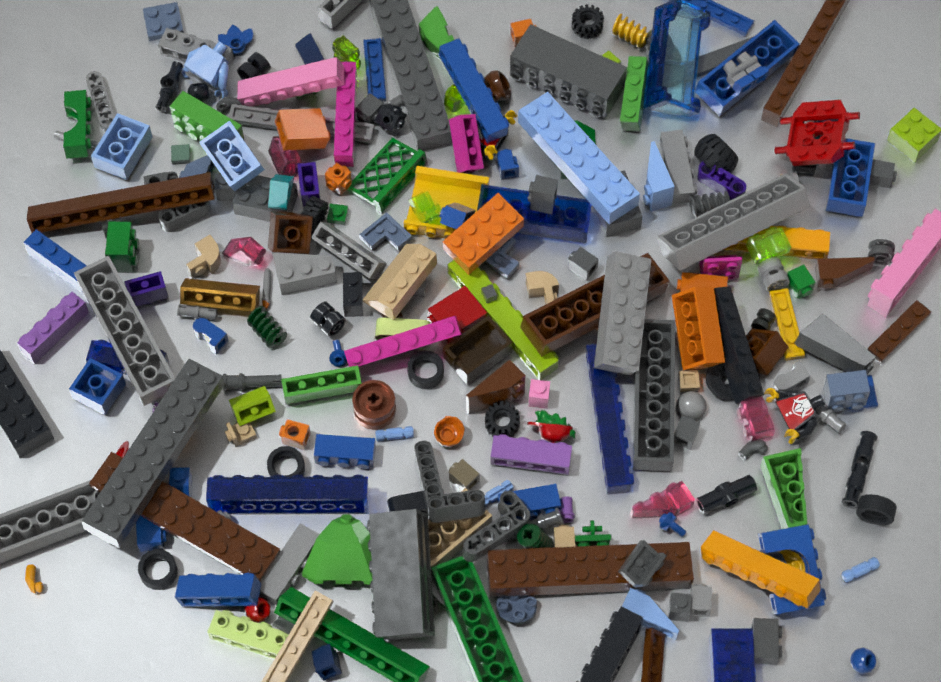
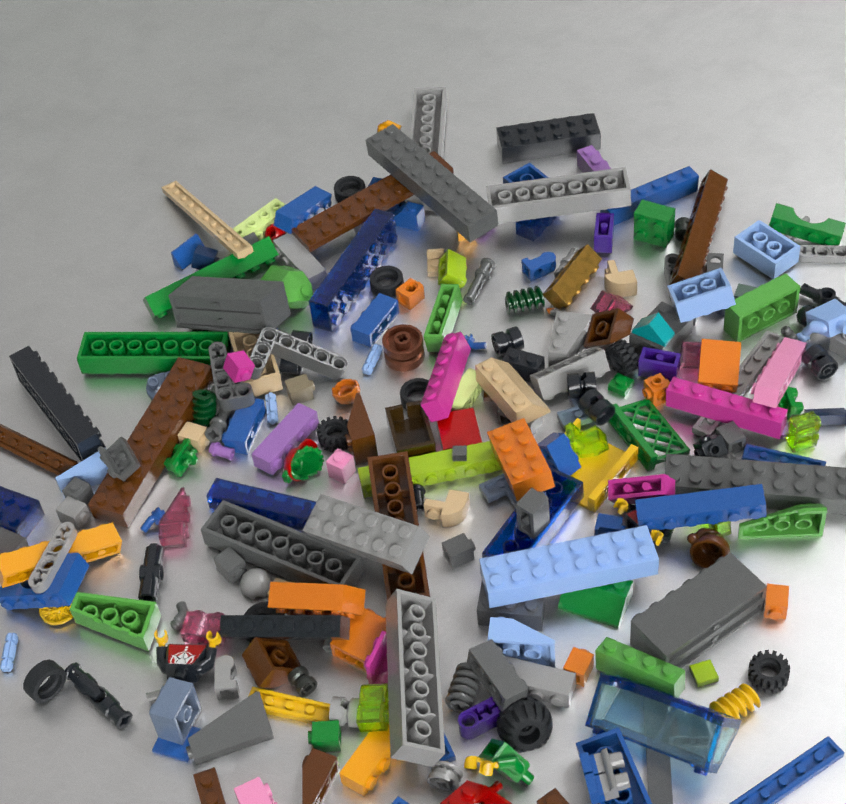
camera: 120 degrees right, 15 degrees down
(366, 229) = (580, 384): none -> black wheel
(387, 209) = (596, 407): none -> black wheel
(491, 506) = (238, 366): none -> dark pink brick
(645, 136) = (580, 662): none -> orange brick
(697, 173) = (496, 674): none -> dark grey brick
(759, 149) = (504, 760): none -> green torso
(777, 556) = (58, 539): none -> light grey beam

